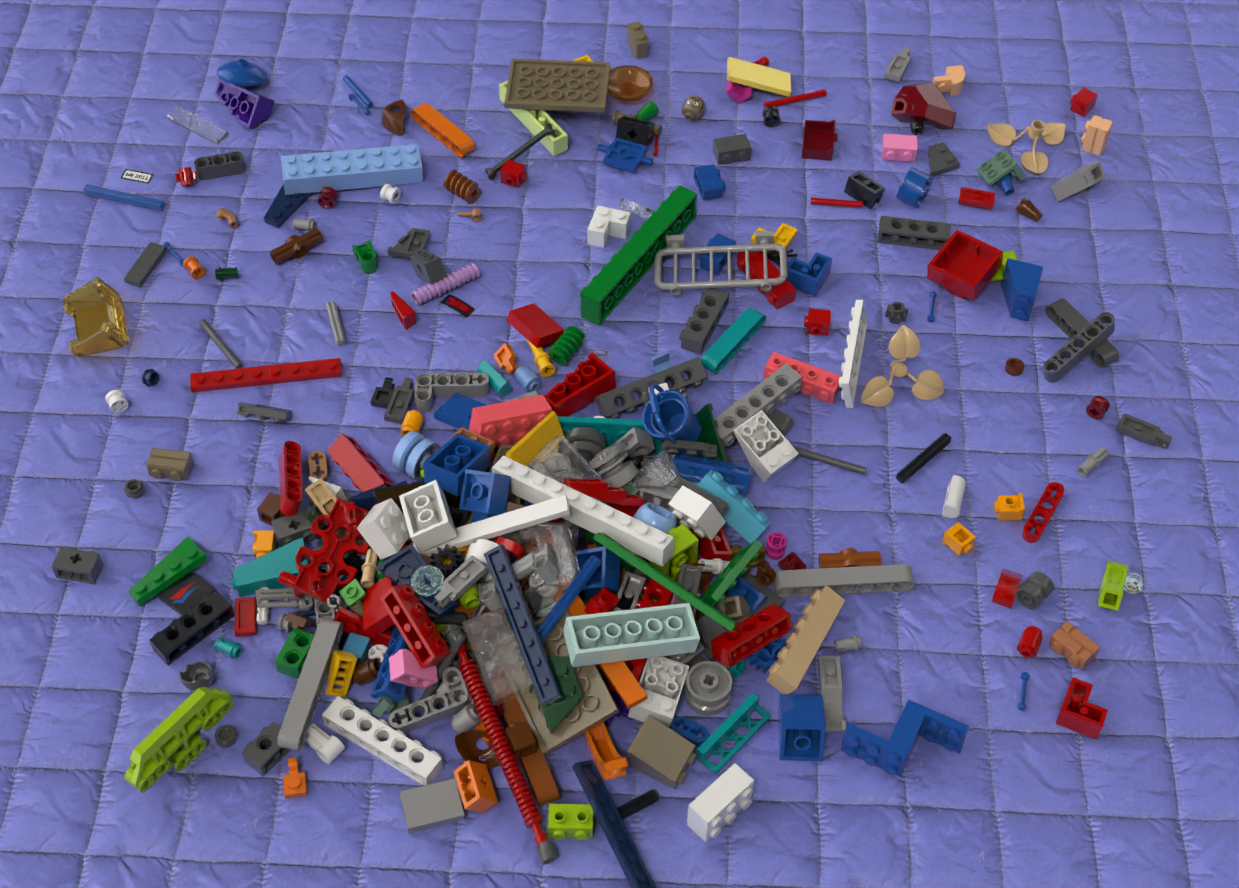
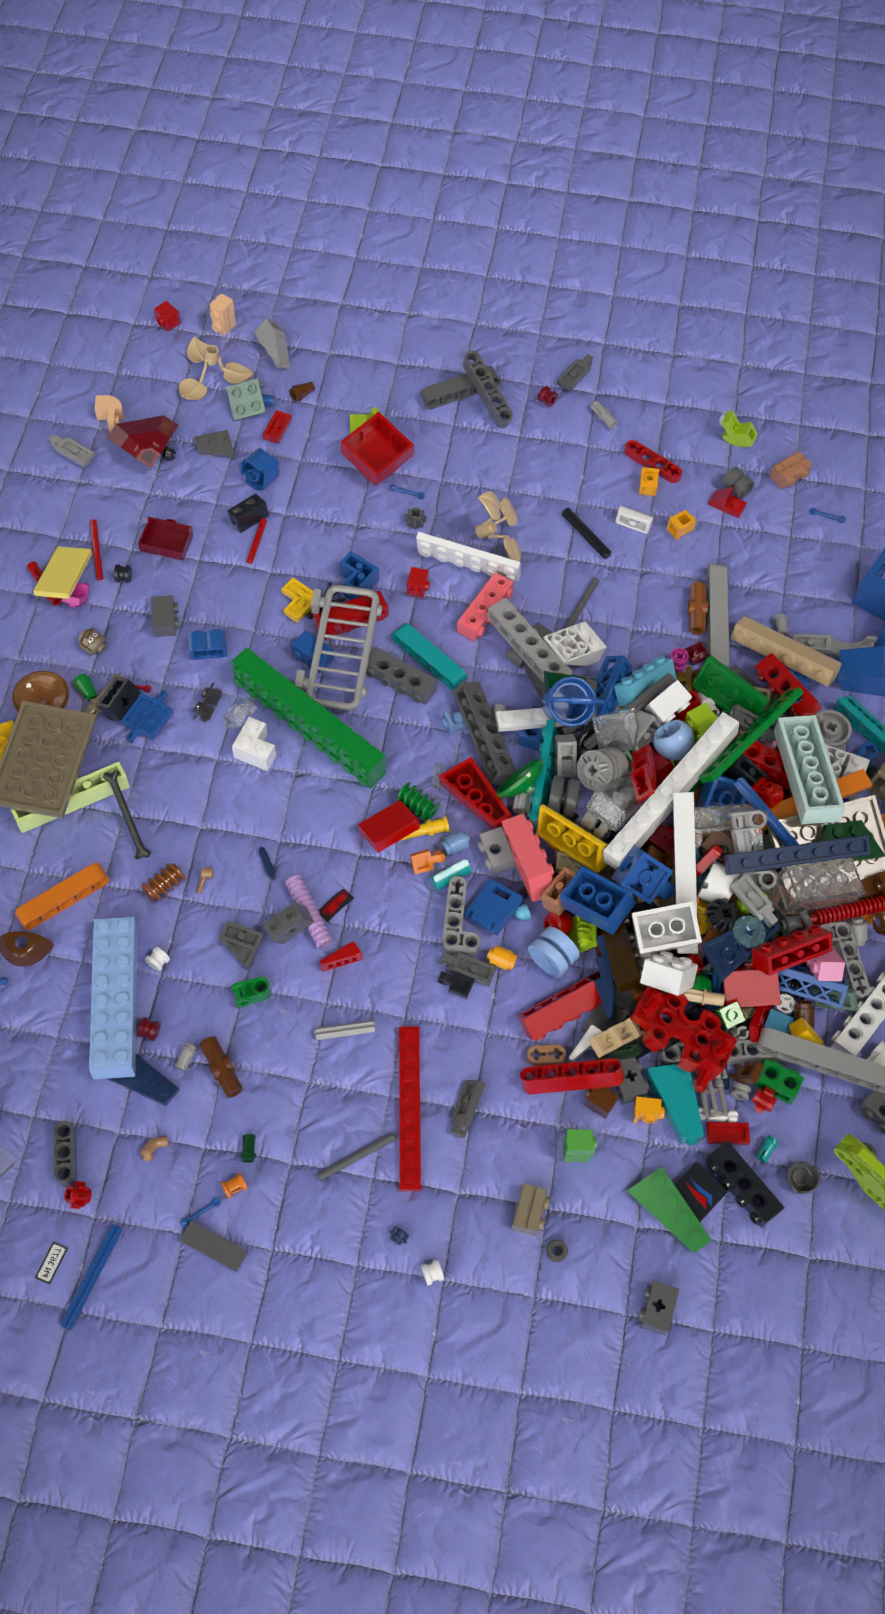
camera: 85 degrees left, 10 degrees up
(97, 318) = (304, 1301): clear yellow windscreen -> none
(224, 488) = (579, 1145): none -> bright green piece
(275, 640) = (764, 1100): none -> red gear
(487, 255) = (268, 866): none -> dark blue piece
(513, 173) = (154, 828): red brick -> none
(586, 403) = (521, 780): none -> green dish
(639, 189) = (203, 709): none -> clear smoke hinge
(899, 147) = (195, 473): bright pink brick -> none
(913, 232) = (314, 485): dark grey brick -> none
(1014, 366) = (489, 445): copper tile -> none
(1020, 287) = (411, 413): blue slope -> none
(1030, 642) = (786, 498): red brick -> none
(1078, 713) = (853, 481): red brick -> none

